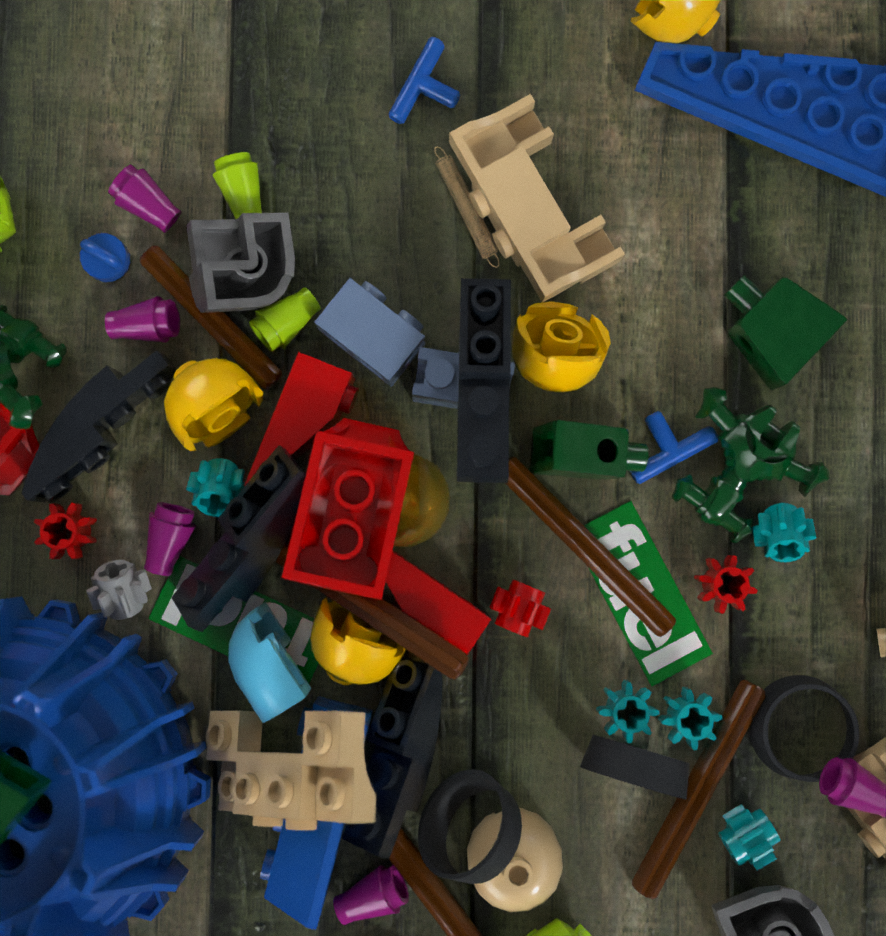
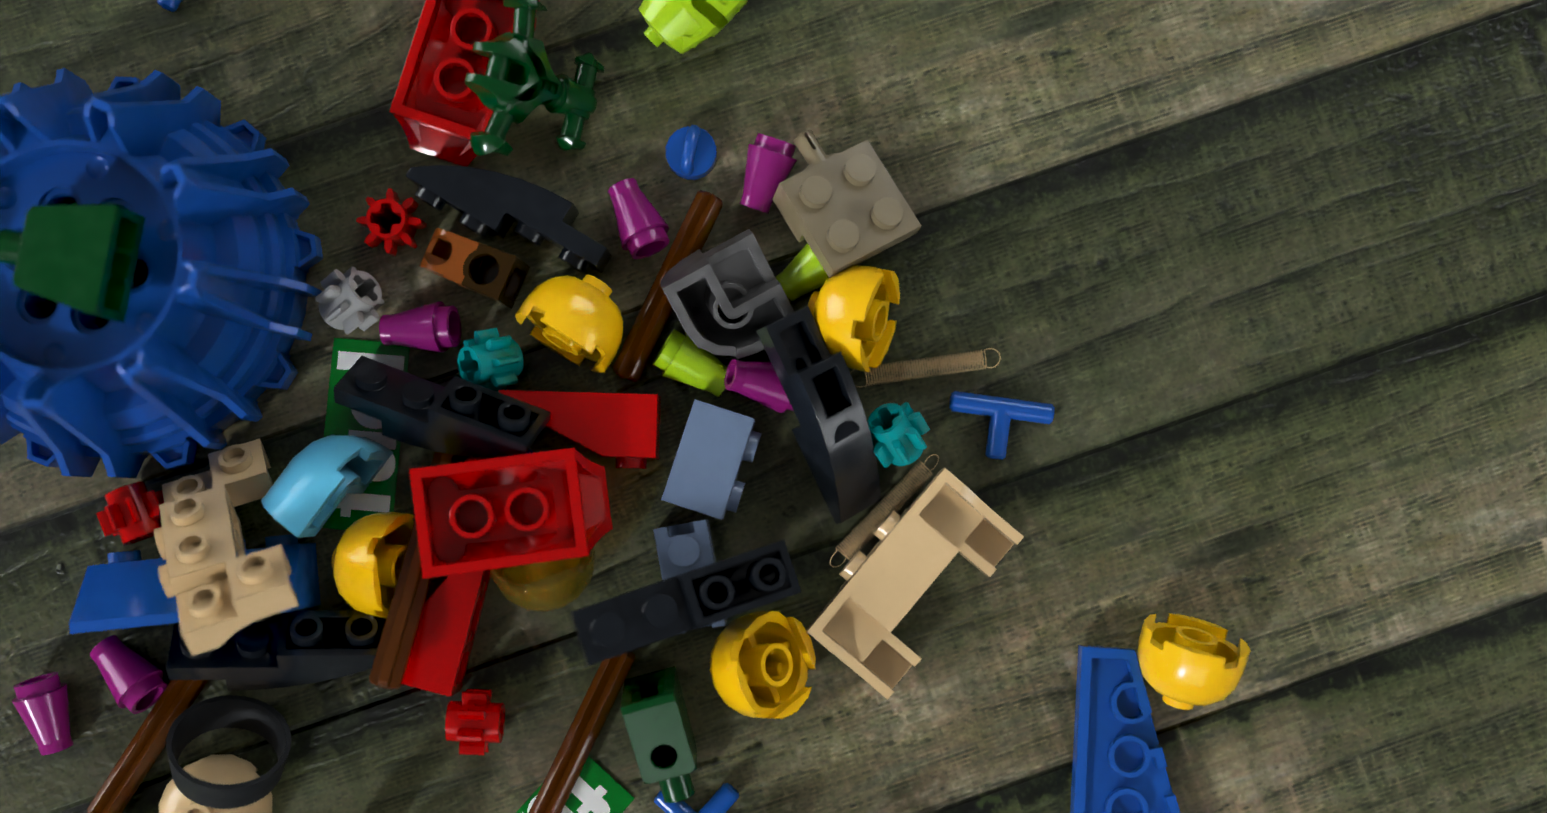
camera: 75 degrees right, 0 degrees up
(130, 472) = (475, 266): none -> leg
(196, 140) = (844, 205): none -> dark tan plate
(233, 844) = (131, 513): none -> red gear
(292, 167) = (854, 314): none -> yellow cylinder
(326, 257) = (757, 382): none -> magenta cone
(354, 130) = (969, 359): none -> tan piece
(369, 210) = (829, 411): none -> black slope
(406, 170) = (897, 434): none -> teal gear

